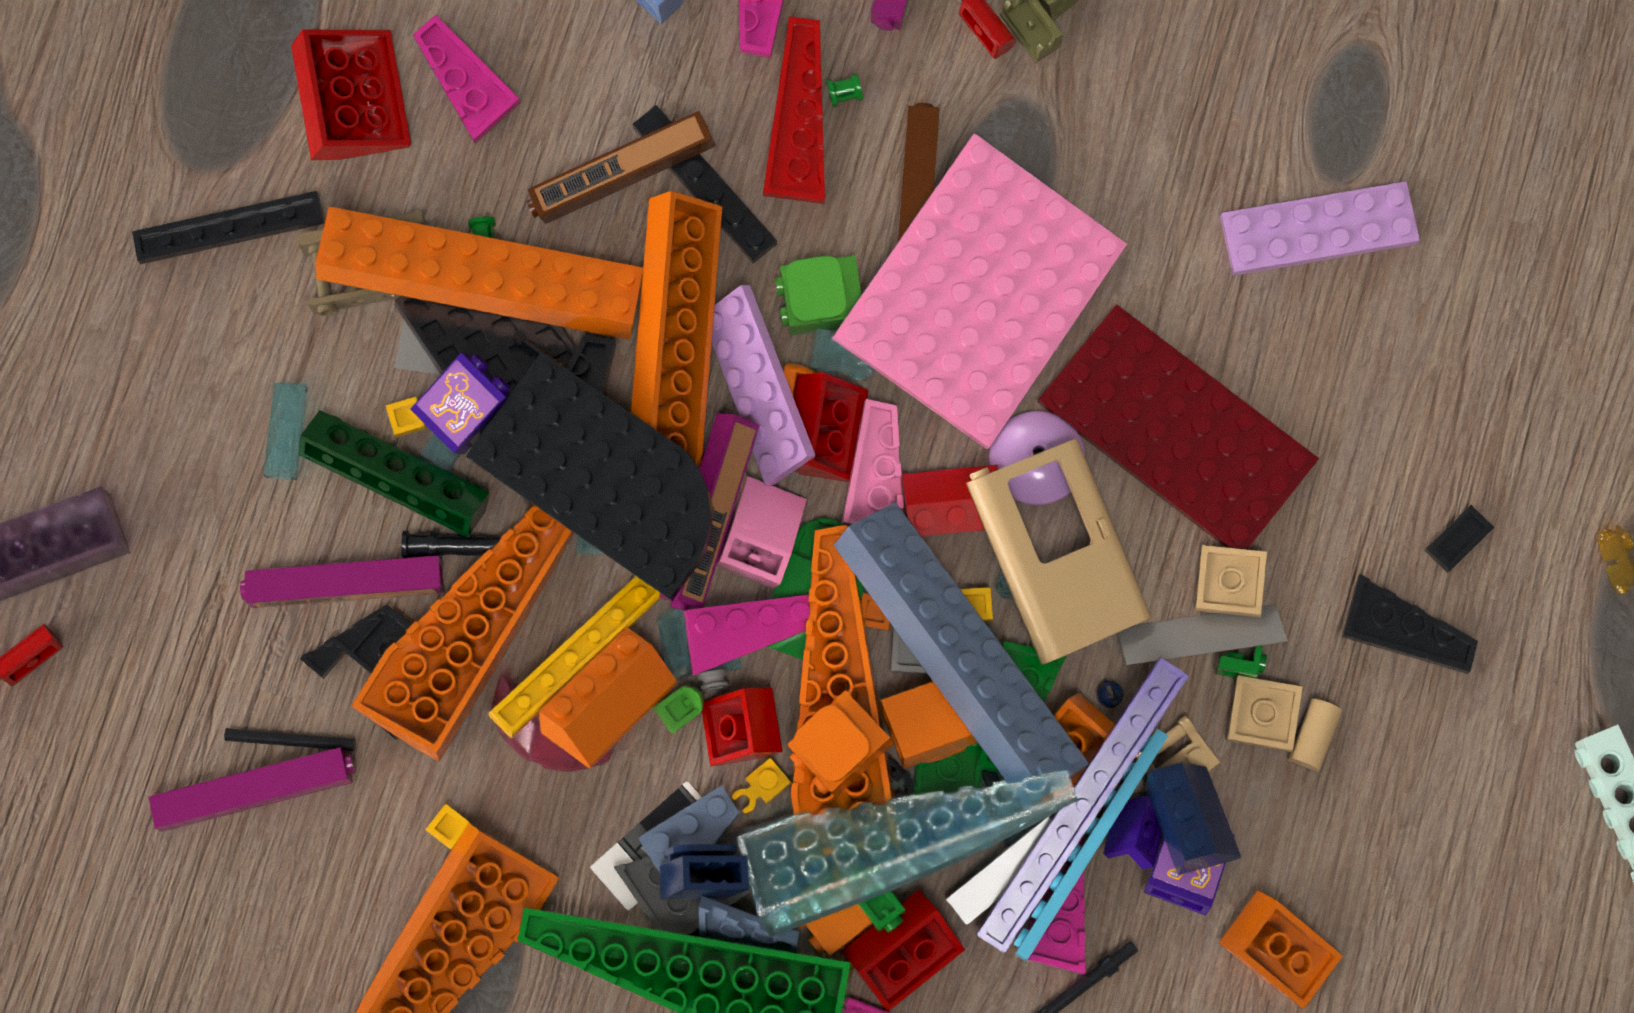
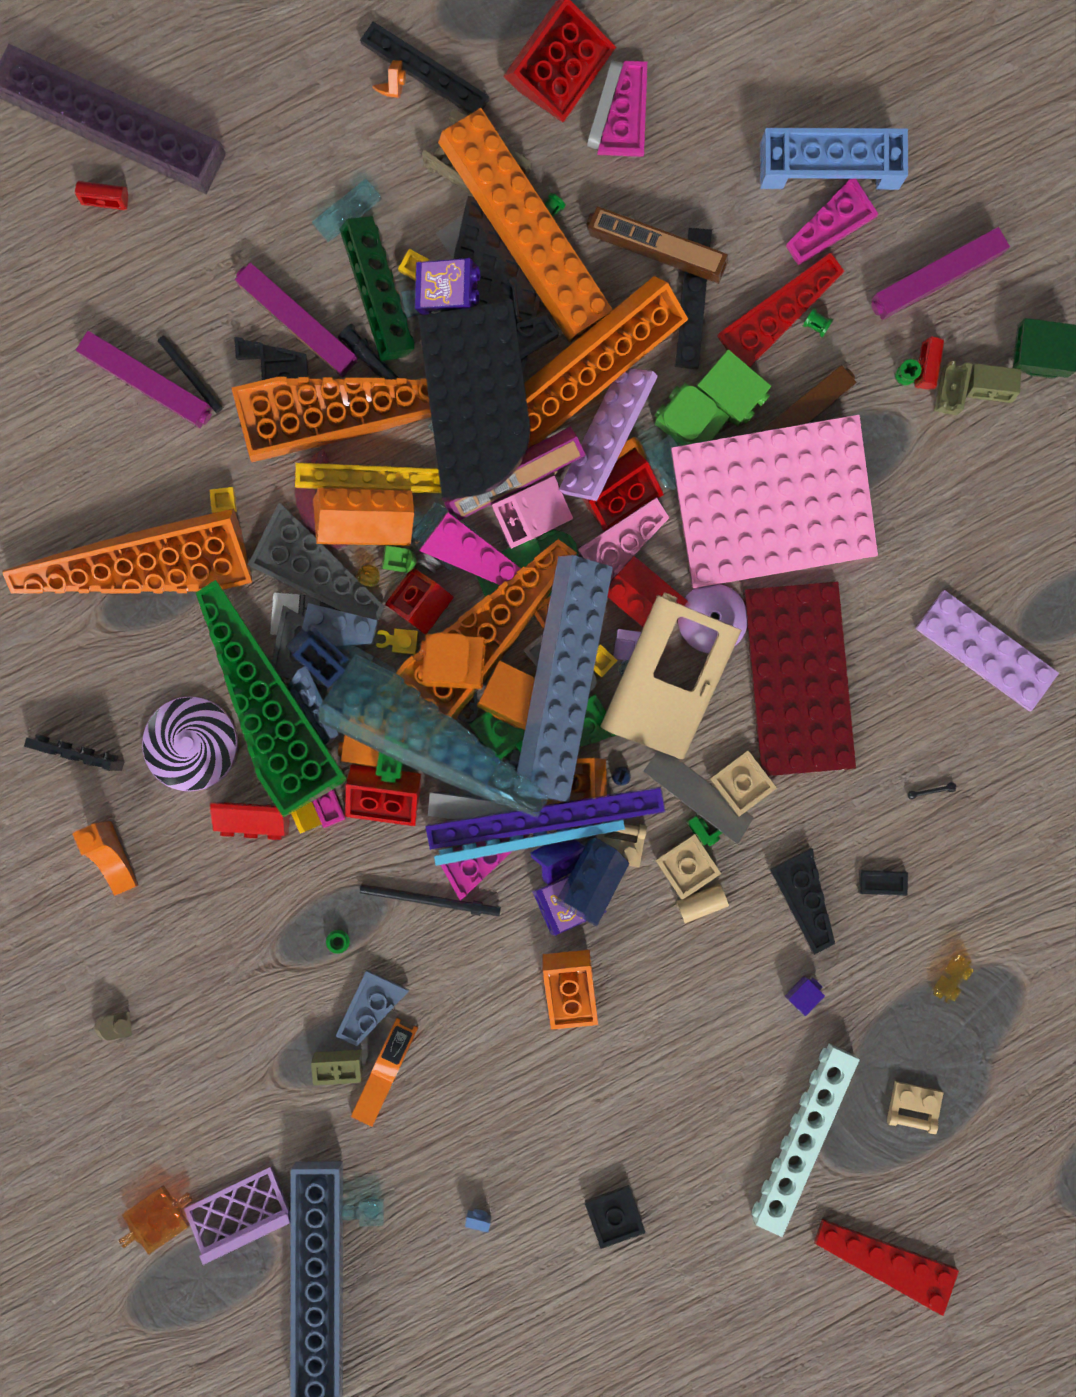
camera: 40 degrees right, 10 degrees up
(211, 261) = (396, 79): none -> orange plate
(436, 91) = (604, 104): none -> light grey beam
(596, 805) = (294, 557): none -> dark grey wing
(667, 753) = (368, 575): none -> clear yellow plate
(833, 224) = (734, 388): none -> bright green brick
(981, 564) = (625, 643): none -> lavender panel
(982, 57) = (908, 365): none -> green bush
(1423, 386) = (951, 787): none -> black hinge
(1503, 719) = (805, 995): none -> dark purple brick

